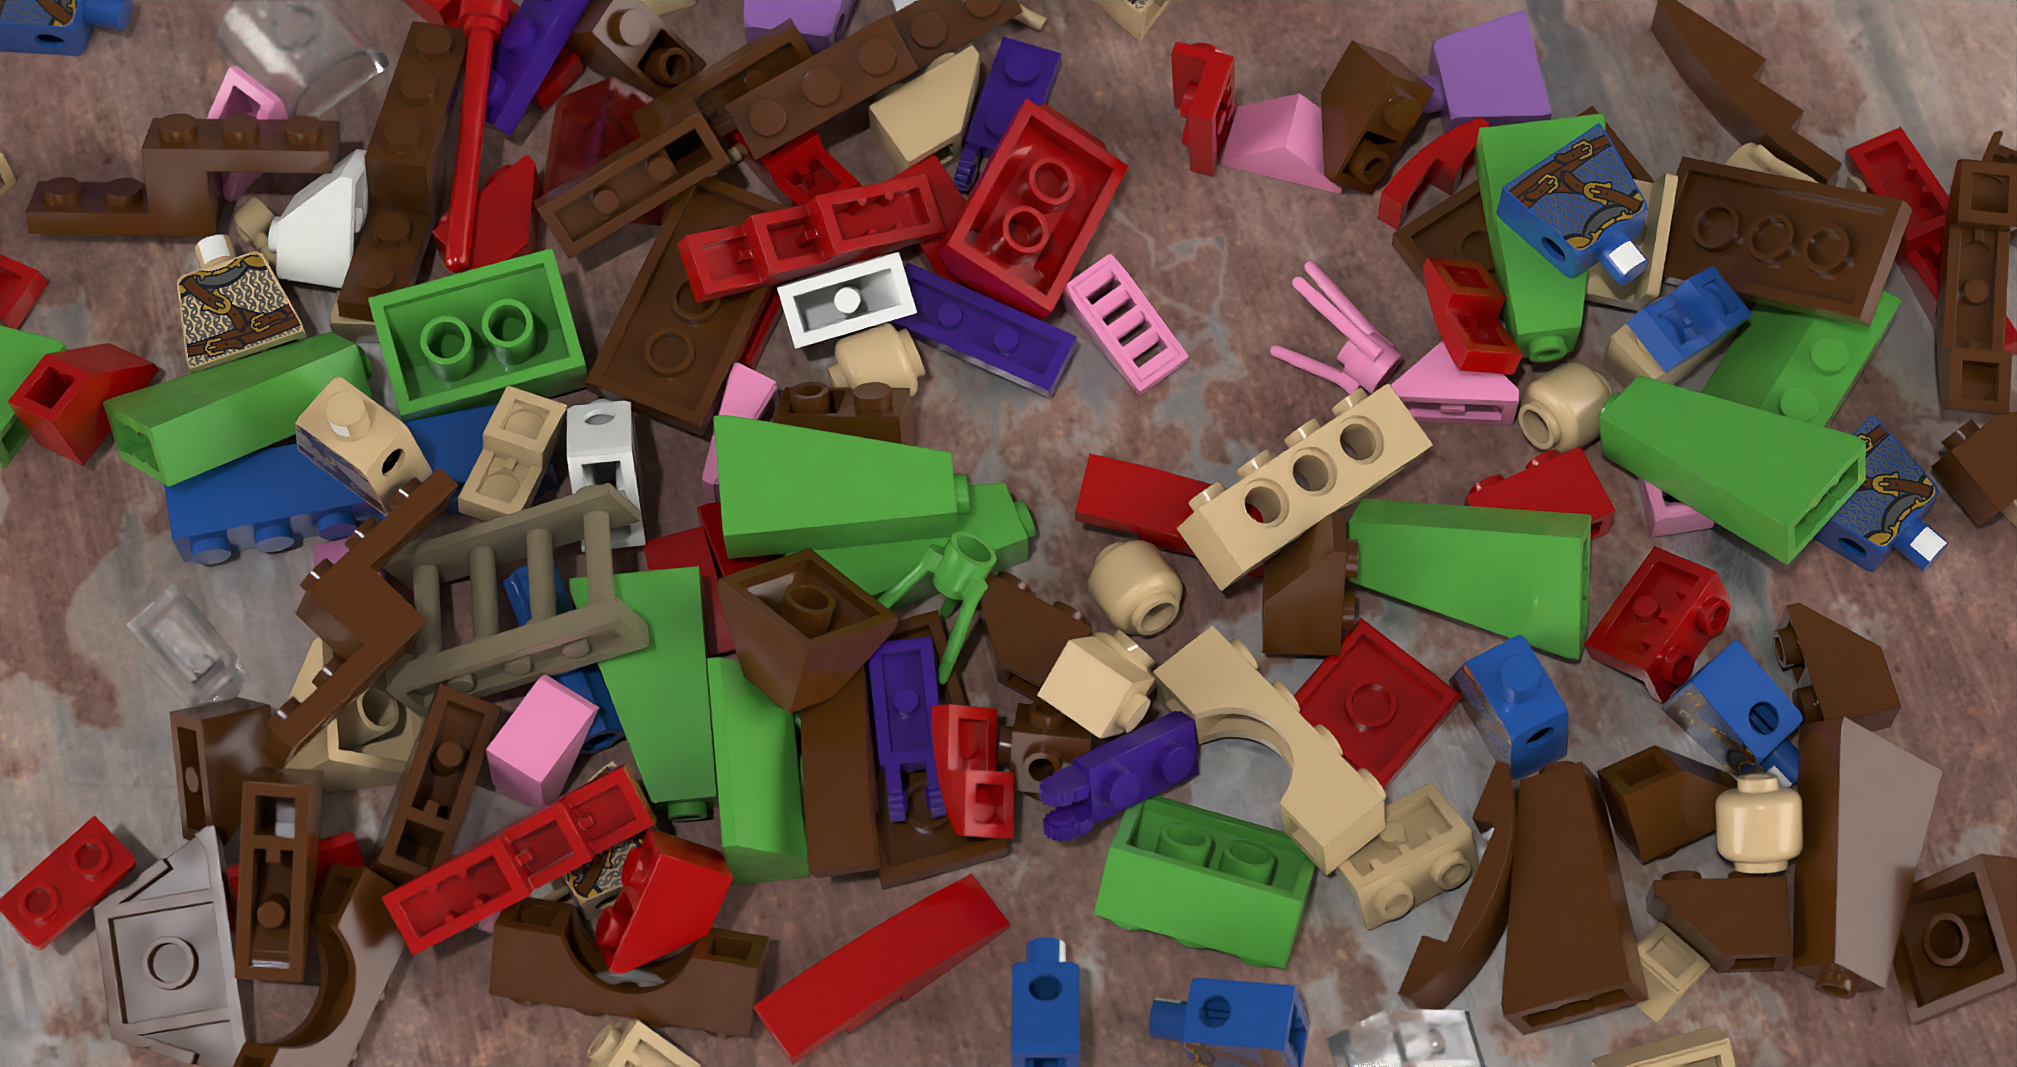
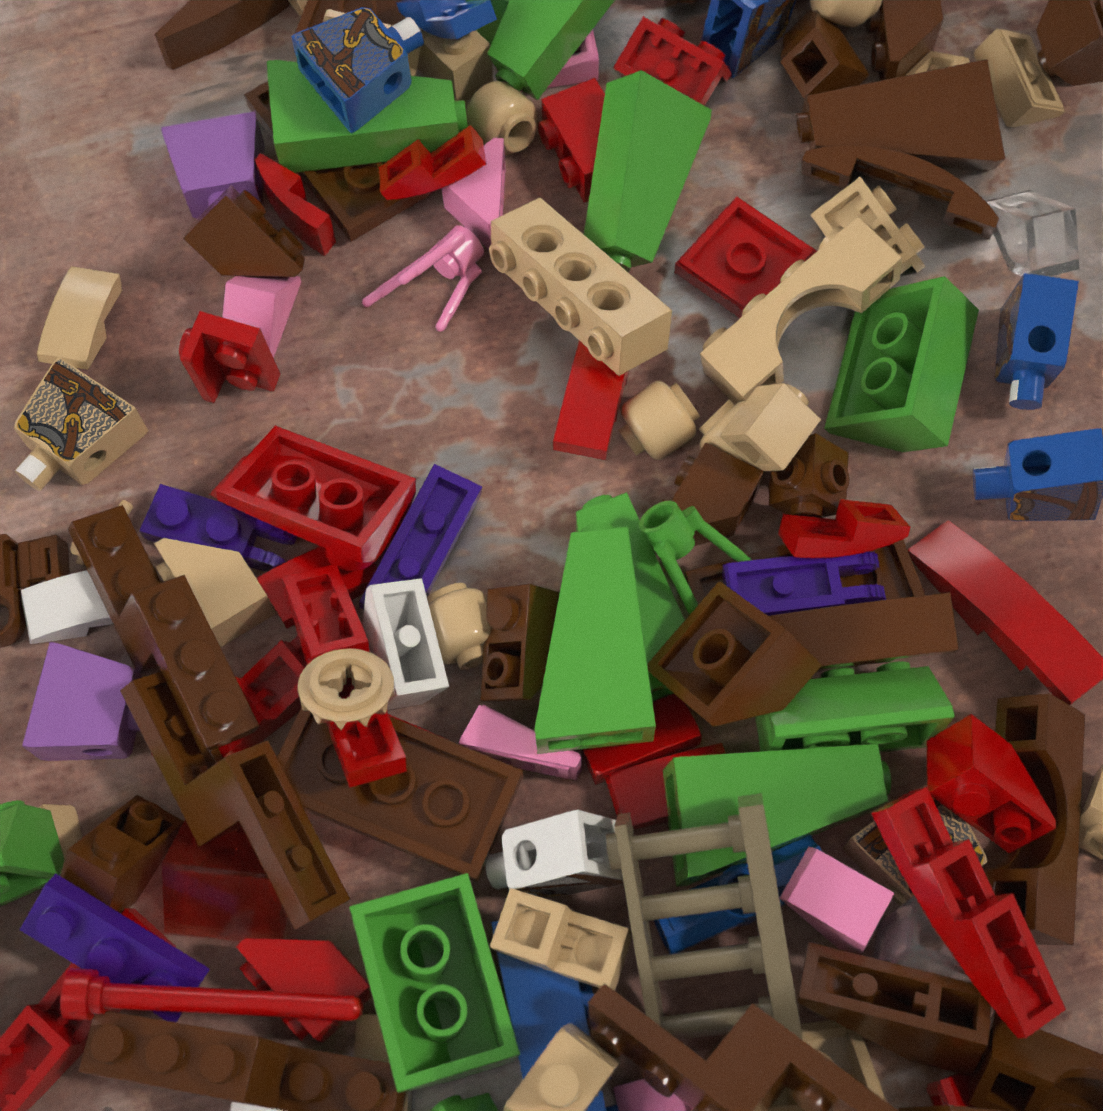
camera: 90 degrees left, 0 degrees up
(794, 212) = (329, 672): none -> tan gear
(1110, 274) = (414, 458): bright pink slope -> none
(1119, 775) = (841, 426): dark purple hinge -> none
(1306, 594) = (671, 276): reddish brown slope -> none
(1511, 701) = (748, 153): blue torso -> none

